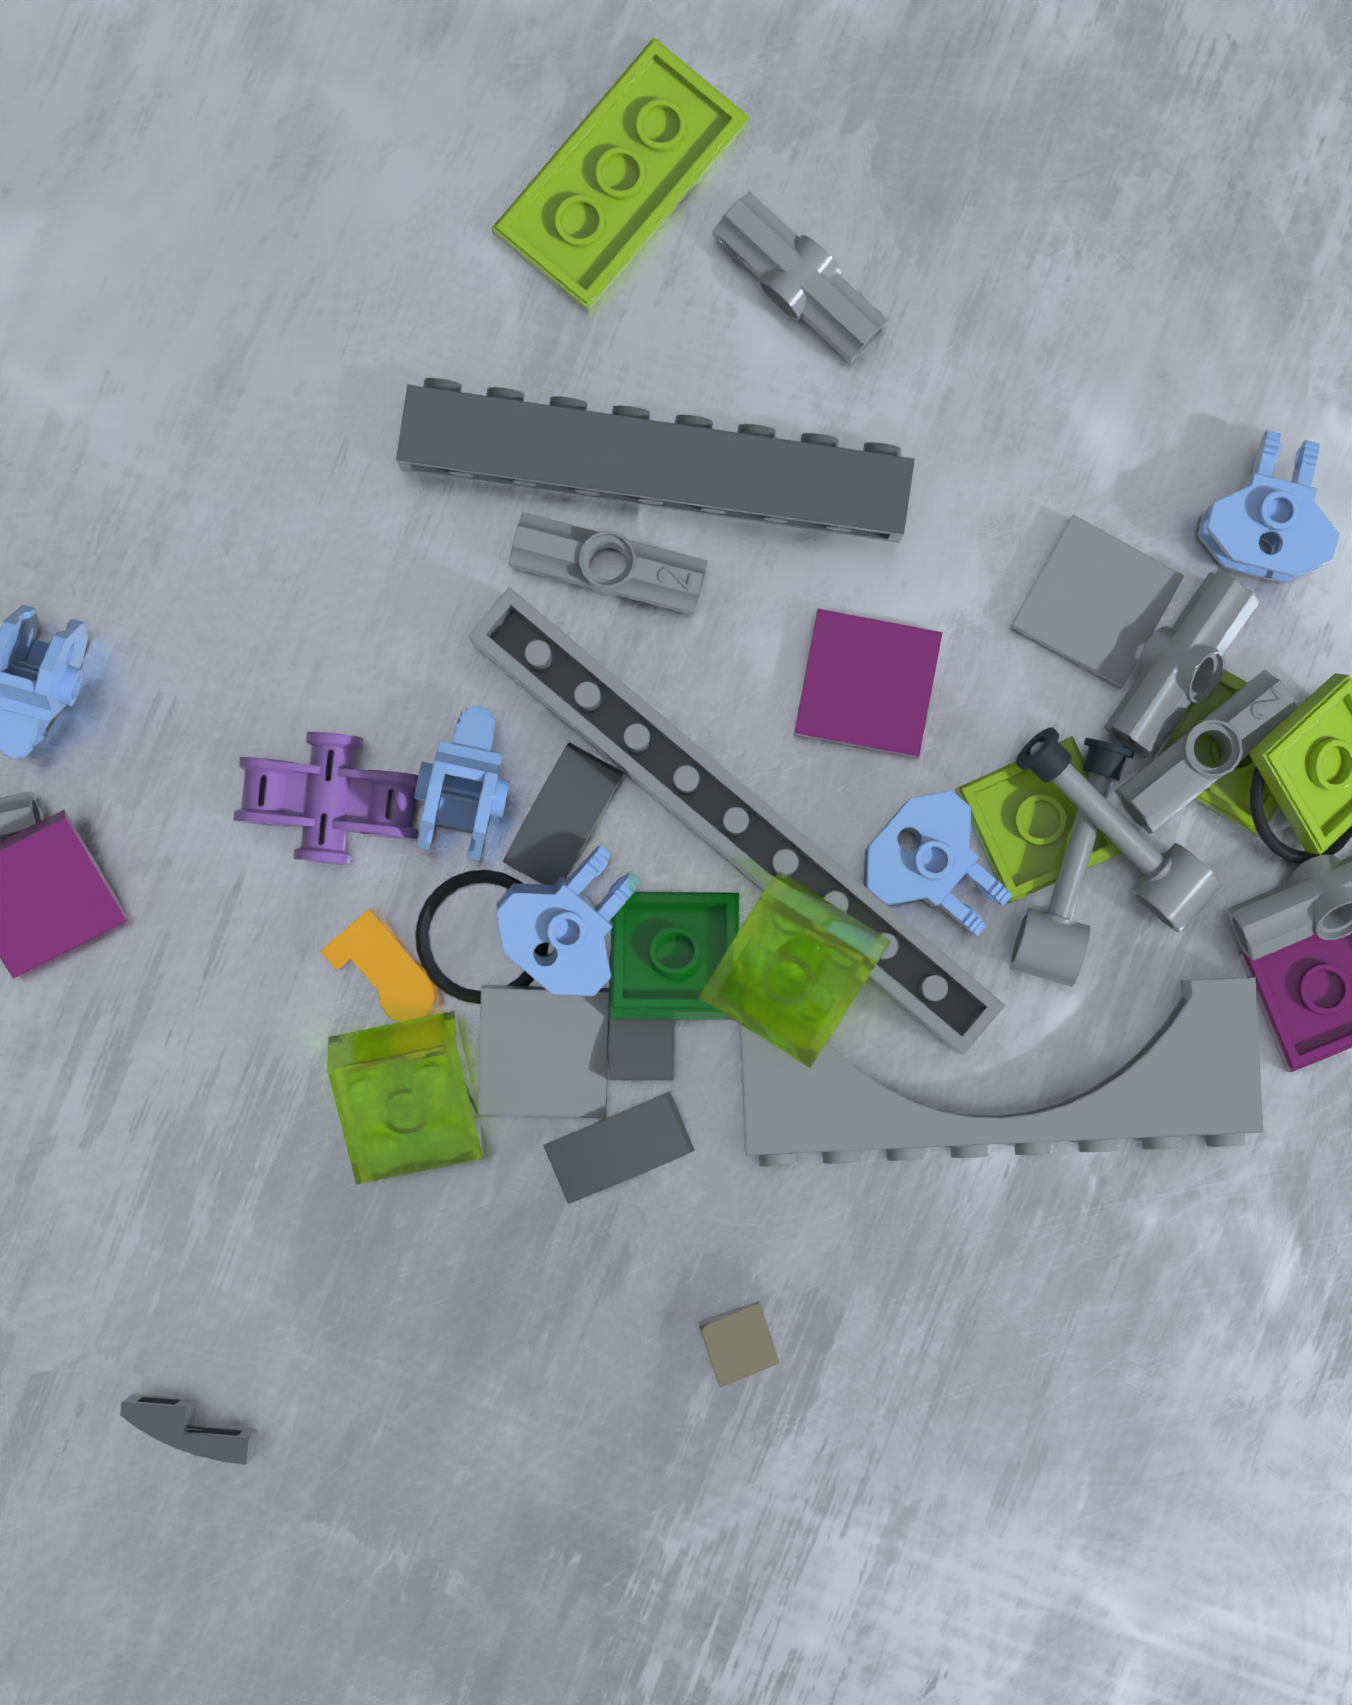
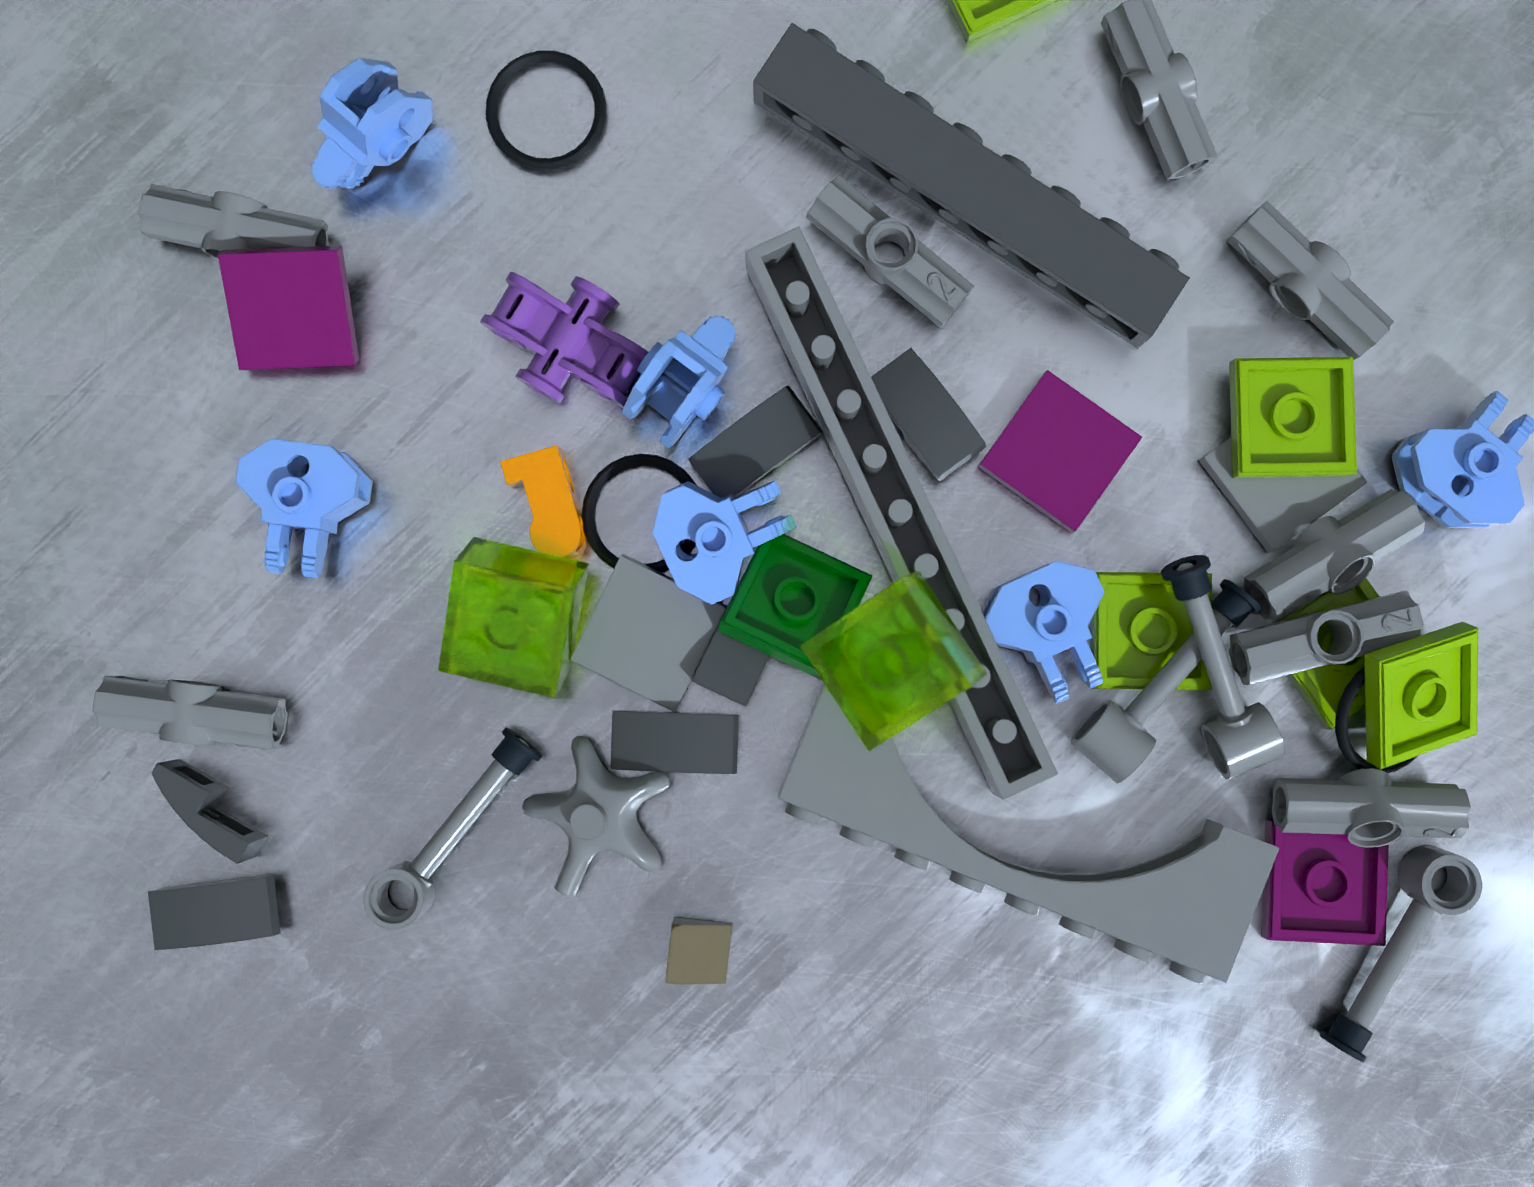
camera: 30 degrees right, 0 degrees up
(126, 1340) = (190, 712): none -> light grey piece
(150, 1079) = (295, 500): none -> light blue hinge
(234, 621) = (545, 57): none -> black tyre
(241, 1527) = (214, 912): none -> dark grey slope
(464, 1237) = (510, 758): none -> light grey piece
(577, 1255) = (598, 815): none -> light grey animal
(718, 708) = (927, 415): none -> dark grey slope
(1037, 401) = (1310, 281): none -> light grey piece
(1080, 546) = (1292, 417): none -> lime tile

